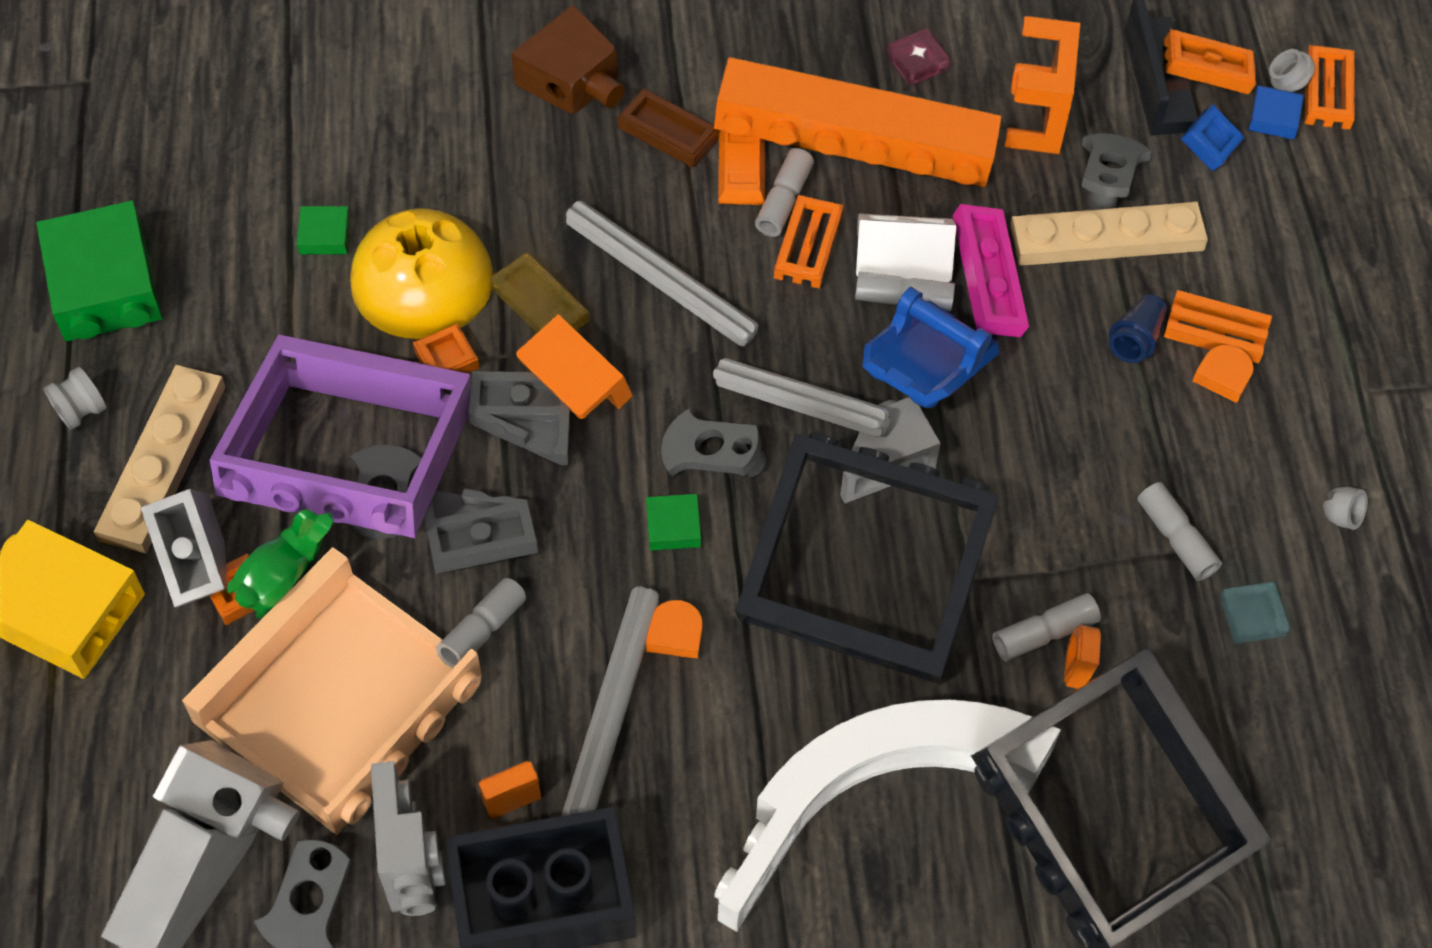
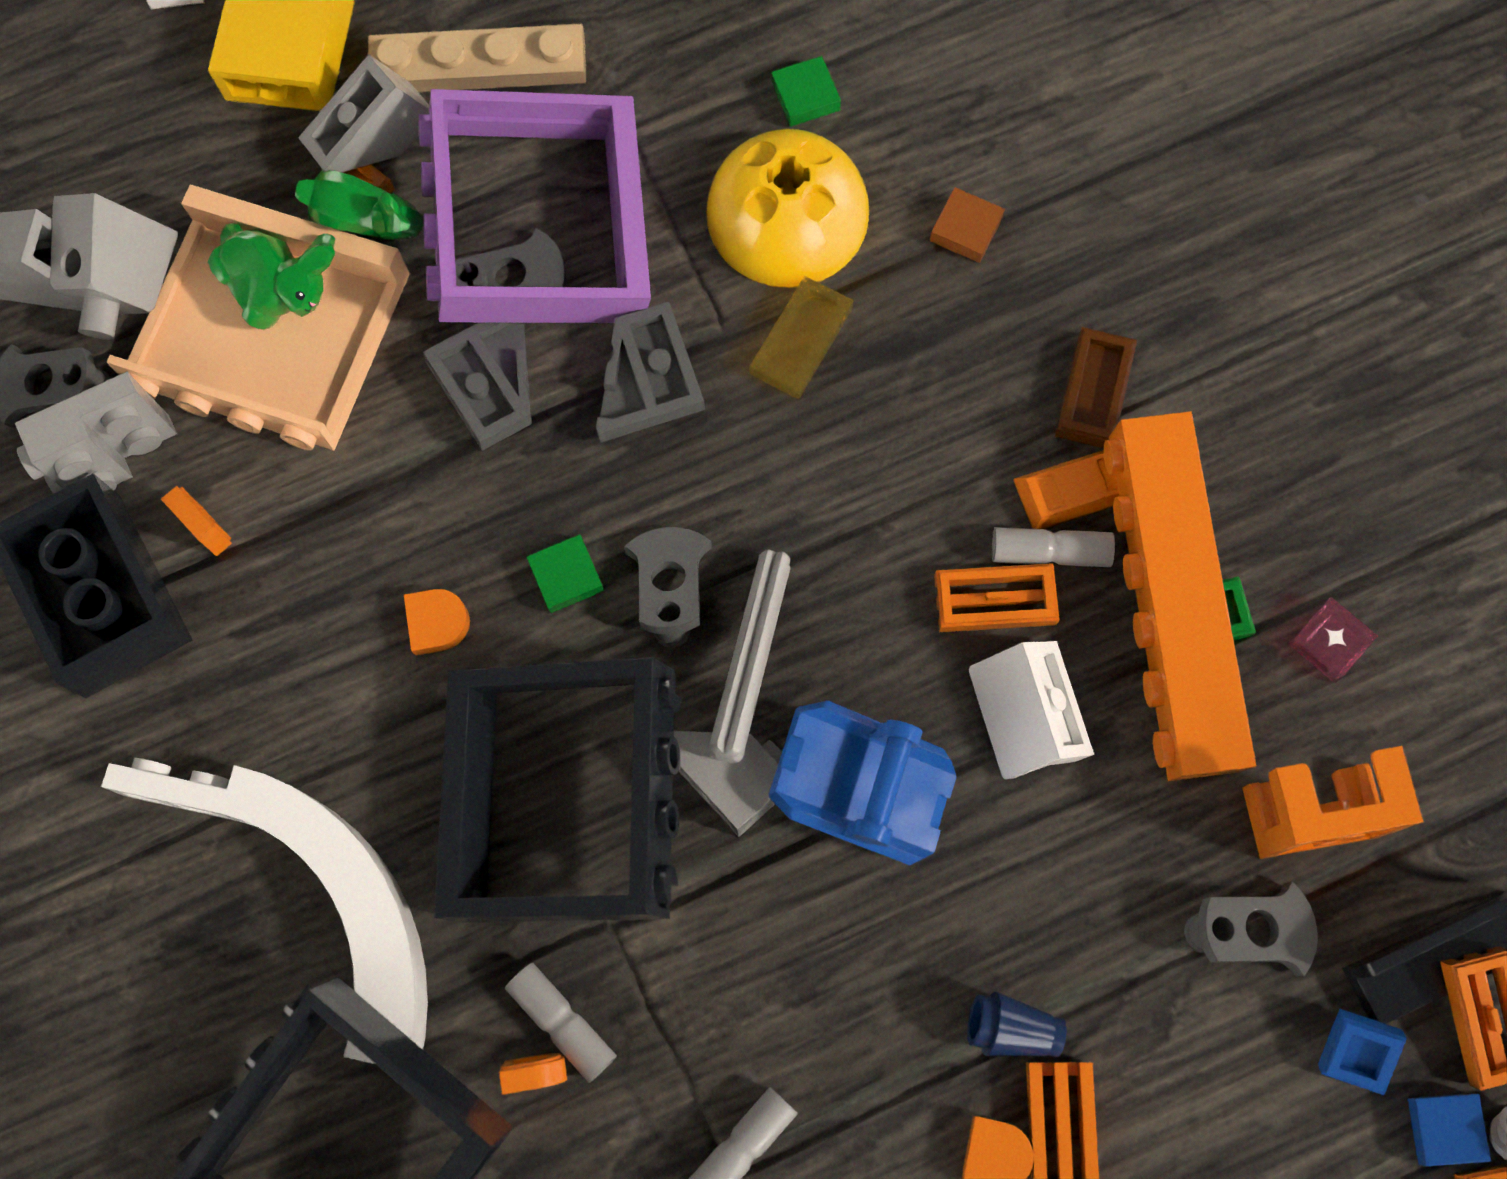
camera: 75 degrees right, 15 degrees up
(306, 660) = (267, 276): none -> green animal
(447, 350) = (694, 272): orange tile -> none
(485, 618) = (379, 426): light grey piece -> none
(496, 162) = (967, 224): none -> dark orange tile
(568, 64) = (1132, 247): reddish brown torso -> none
(573, 368) = (709, 403): orange panel -> none
(612, 703) = (323, 586): light grey axle -> none
(662, 273) = (883, 452): light grey axle -> none
(890, 288) = (965, 737): light grey piece -> none
(990, 270) = (1028, 820): dark pink plate -> none
(1108, 233) = (1154, 955): tan plate -> none

